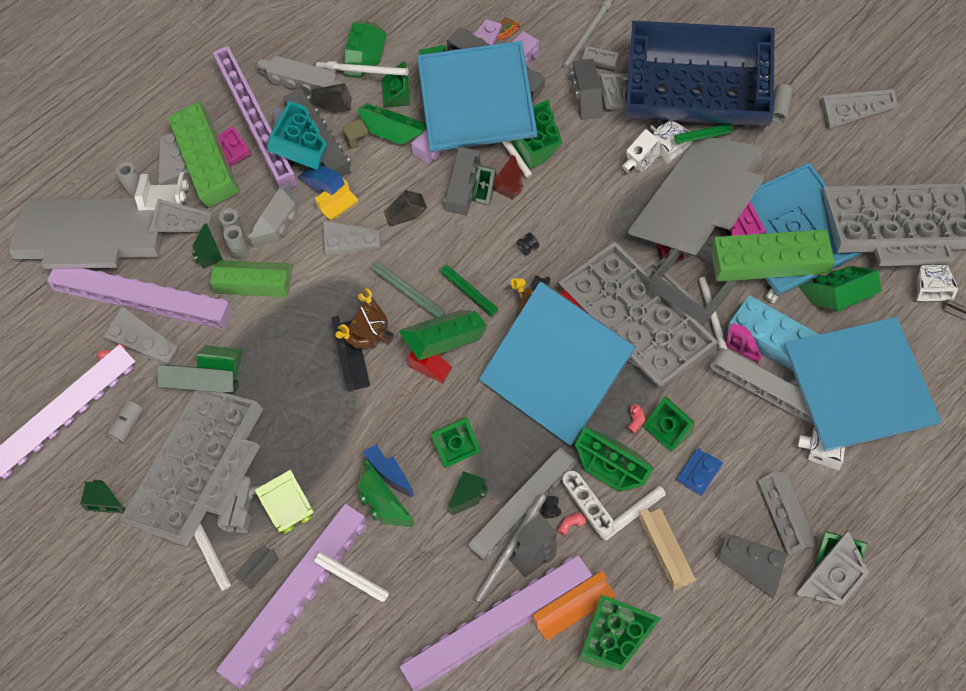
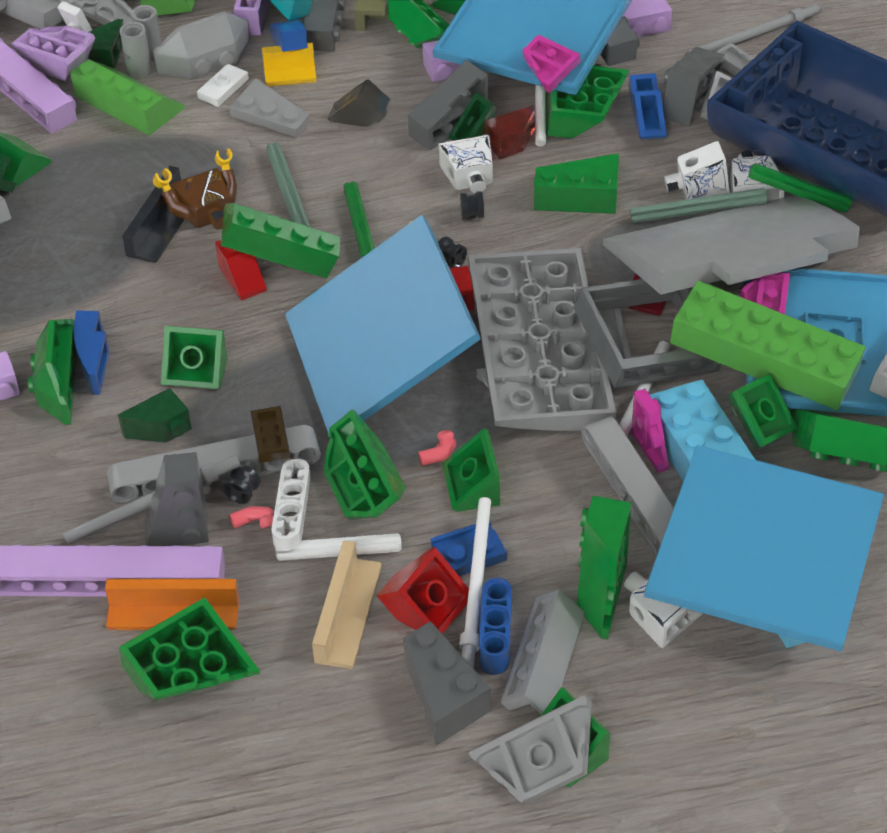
camera: 30 degrees right, 15 degrees down
(180, 242) = (74, 16): none -> white plate
(184, 269) = (55, 49): none -> lavender wedge
(304, 236) = (222, 85): none -> white plate
(502, 215) = (467, 163): none -> white torso
(510, 123) = (549, 61): none -> dark pink wing
(548, 469) = (270, 434): none -> dark brown plate
(573, 118) = (647, 106): none -> blue slope
(576, 194) = (578, 185): none -> green wedge
(654, 174) = (698, 205): none -> sand green axle
(703, 515) = (425, 592): none -> red slope
(745, 528) = (469, 638): none -> white bar
(754, 521) = (495, 626): none -> blue beam
(788, 443) = (603, 560): none -> green wedge
(793, 298) = (762, 411): none -> green slope

